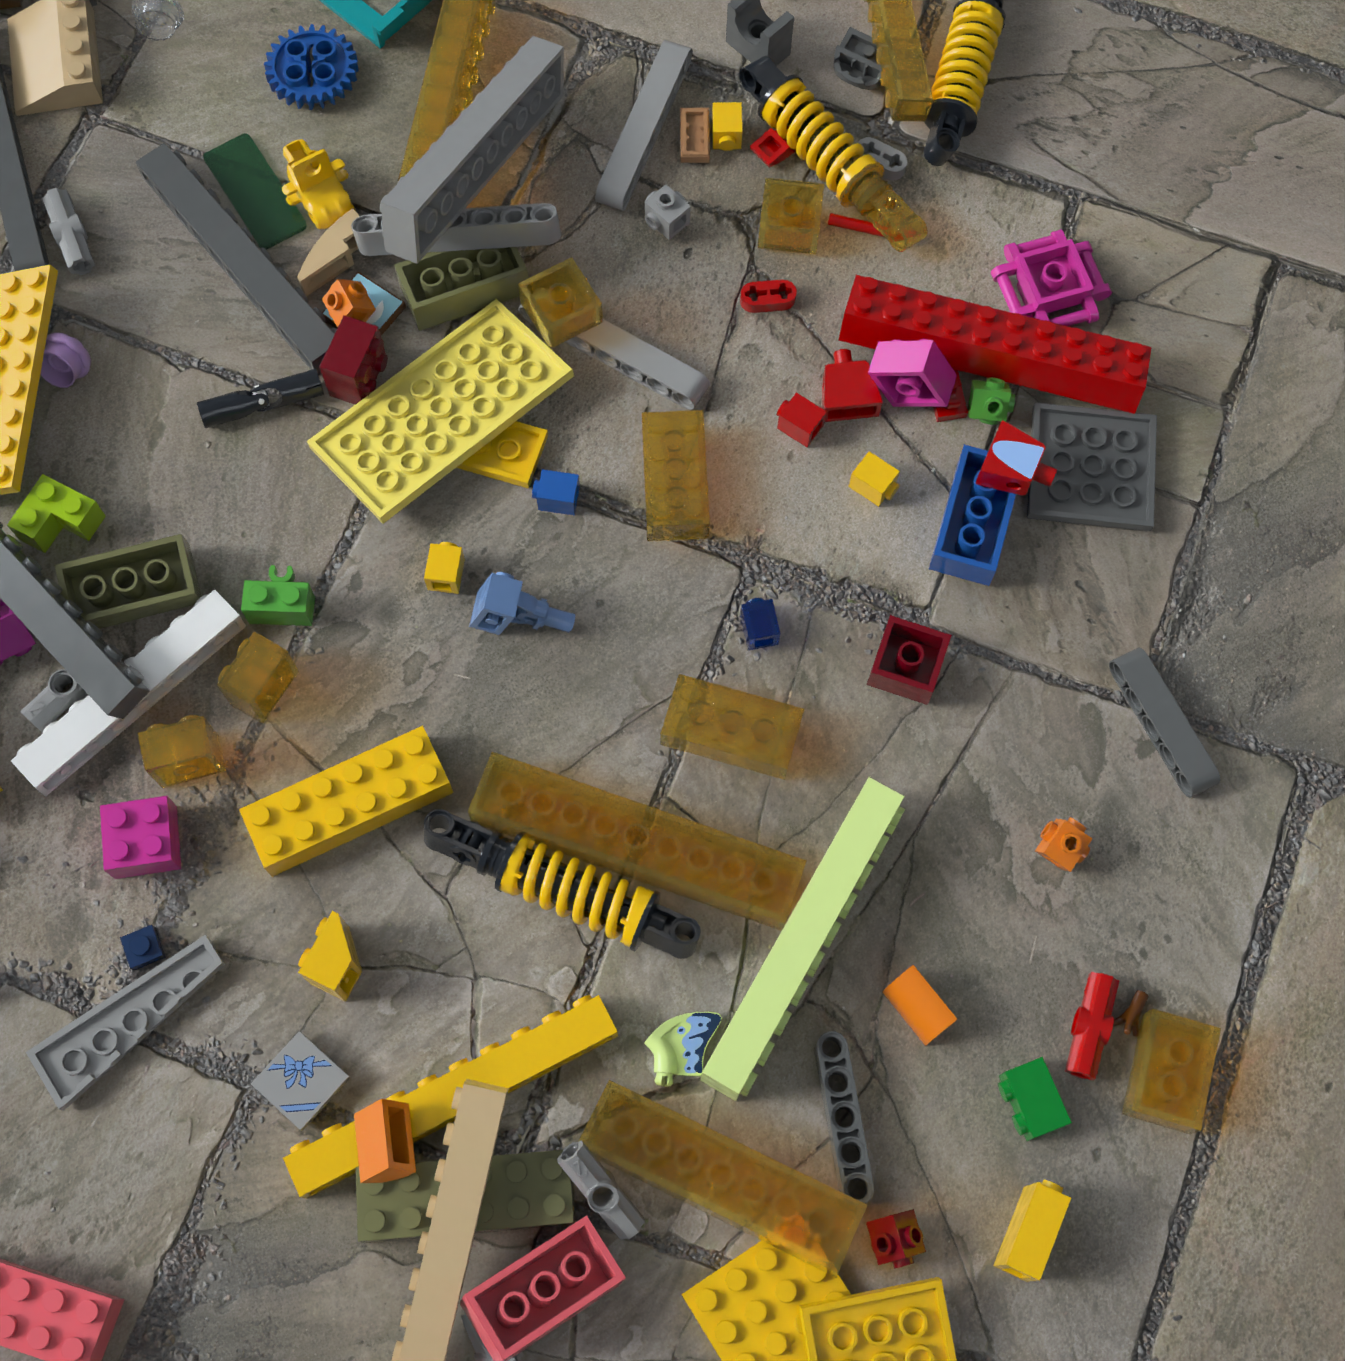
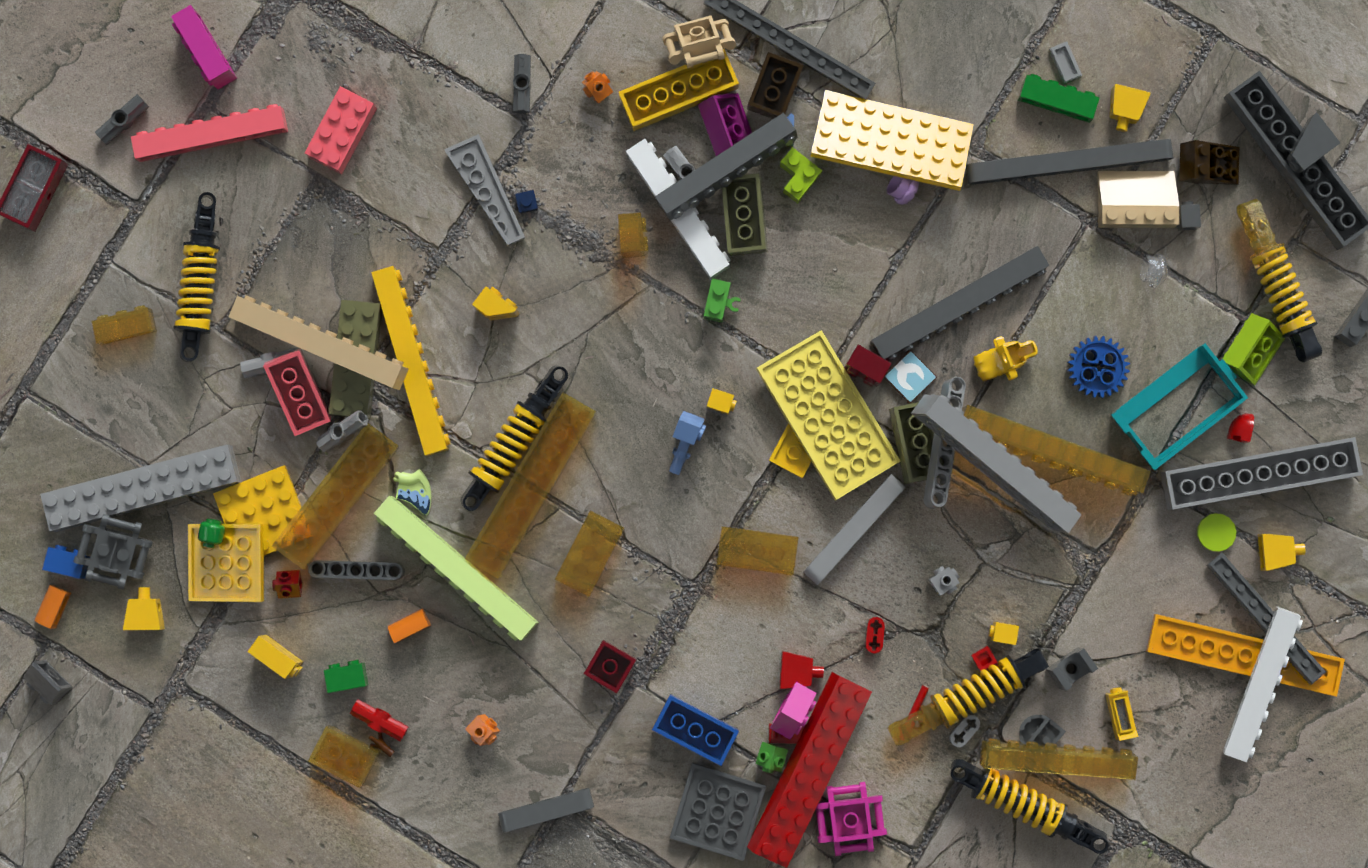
camera: 105 degrees right, 15 degrees up
(68, 231) = (998, 198): light grey piece -> none
(140, 837) = (587, 206): dark pink brick -> none
(243, 403) = (856, 301): black piece -> none
(254, 191) = (1012, 318): clear green piece -> none
(257, 677) = (669, 283): clear yellow brick -> none
(300, 1081) = (435, 279): light grey tile -> none
(329, 255) = (953, 362): tan slope -> none
(346, 801) = (587, 325): yellow brick -> none
(348, 299) = (908, 367): orange brick -> none
(384, 1142) = (387, 320): orange brick -> none
(557, 492) = (760, 476): blue brick -> none
(560, 302) = (879, 499): clear yellow brick -> none
(643, 125) = (1016, 579): light grey beam -> none
(694, 135) = (1002, 611): medium nougat plate -> none
(759, 623) = (652, 583): clear blue brick -> none
(790, 216) = (925, 660): clear yellow brick -> none
(800, 419) = (782, 636): red brick -> none
(874, 479) = (732, 673): yellow brick -> none
(1014, 462) = (717, 757): red torso -> none

